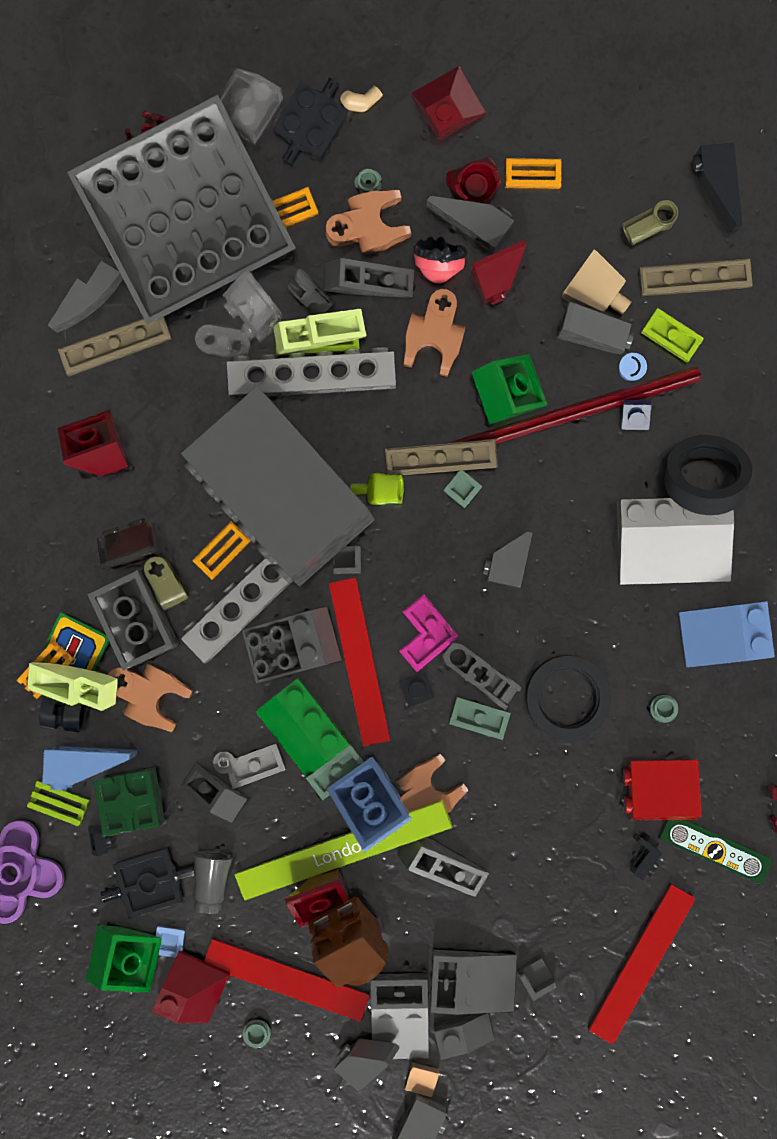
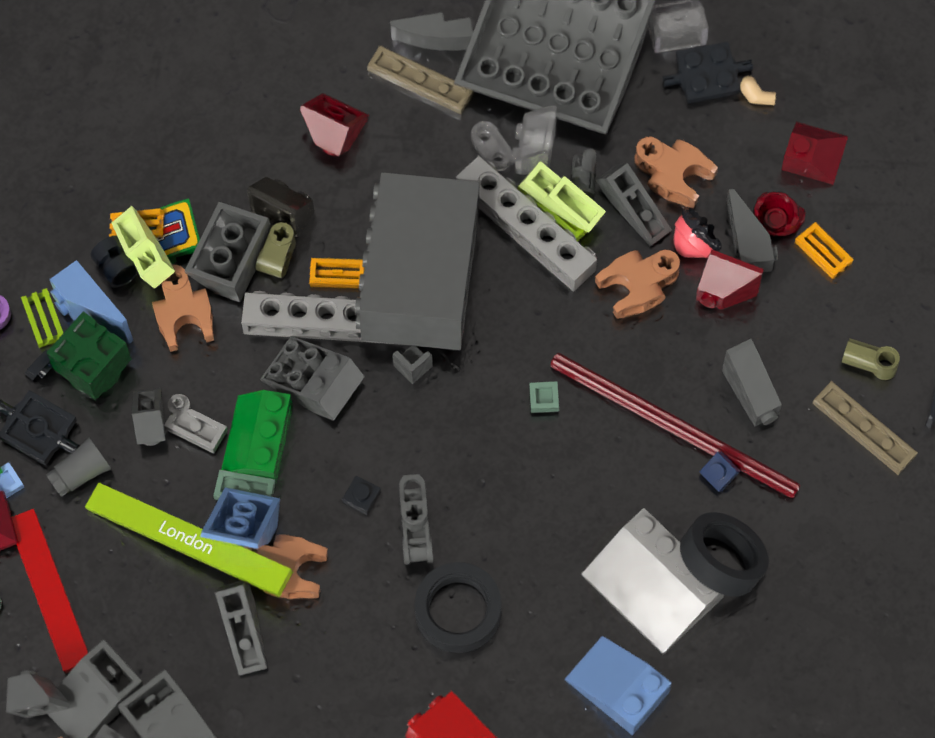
camera: 45 degrees right, 20 degrees down
(301, 216) = (632, 123): light orange tile -> none
(317, 896) = (134, 551): dark red slope -> none
(348, 944) = (118, 599): reddish brown piece -> none
(359, 662) = (343, 437): red tile -> none
(368, 174) = (707, 140): sand green plate -> none
(381, 489) = (489, 341): lime piece -> none
(433, 636) = (420, 461): dark pink tile -> none
(441, 457) = (552, 360): dark tan tile -> none
(479, 718) = (381, 557): sand green plate -> none
(509, 388) = (650, 365): green slope -> none
(509, 562) = (522, 475): dark grey slope -> none
(597, 286) = (786, 361): tan torso -> none
(632, 367) = (753, 440): light blue tile -> none
(664, 708) = (517, 688): sand green plate -> none
(672, 335) = (804, 446): lime plate -> none

